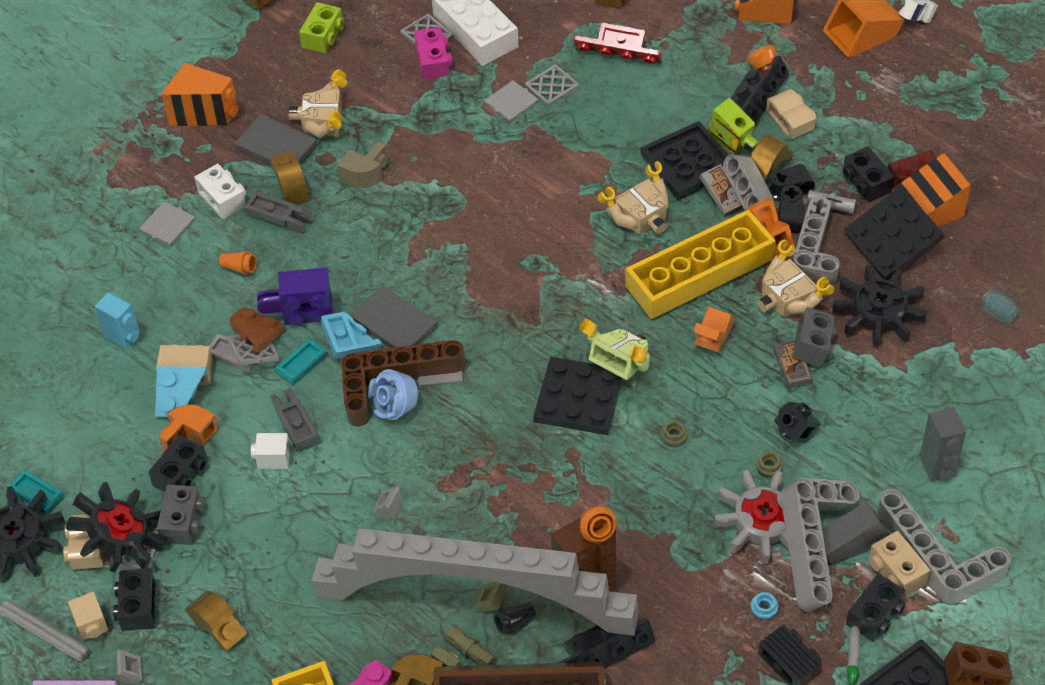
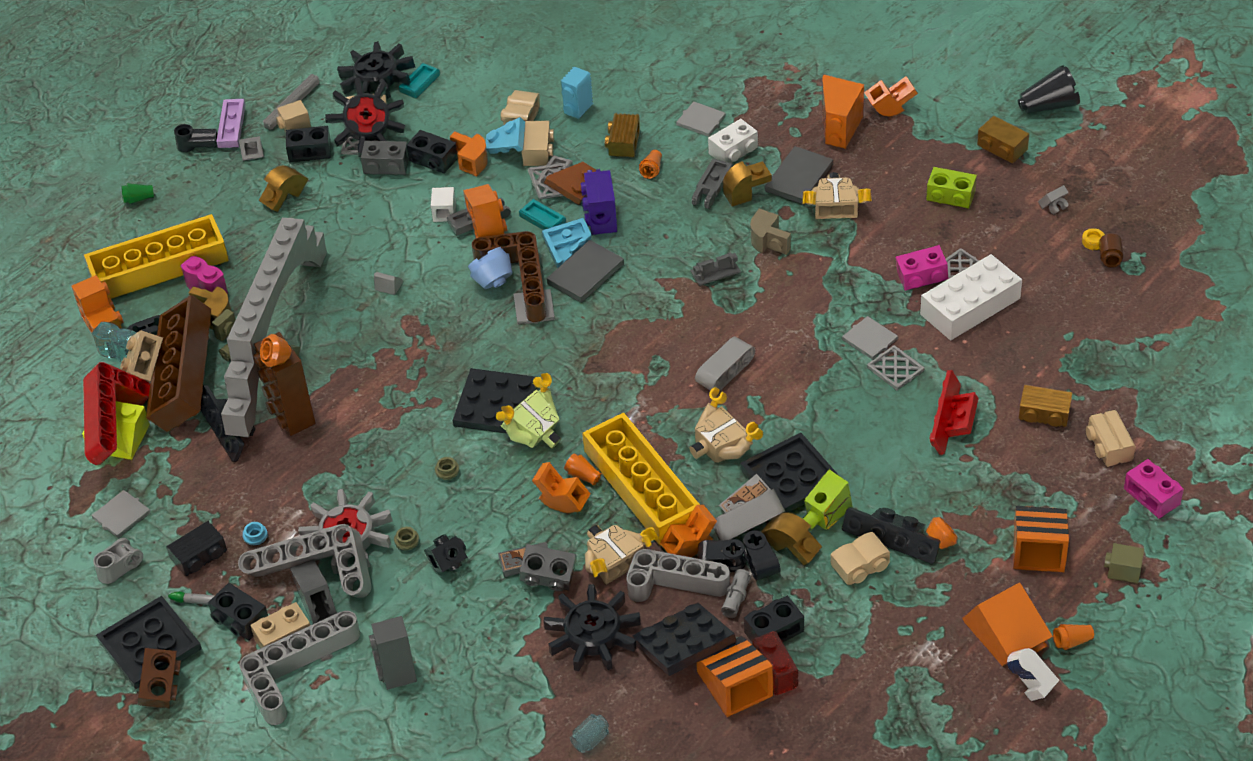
camera: 90 degrees right, 5 degrees down
(123, 381) = (522, 105): none -> tan brick
(179, 53) = (890, 100): none -> orange brick
(188, 285) = (623, 135): none -> pearl gold brick
(305, 397) = (485, 211): none -> orange brick
(407, 210) = (711, 271): none -> dark grey hinge
(545, 203) = (725, 364): none -> light grey beam
(678, 318) = (579, 467): none -> orange cone

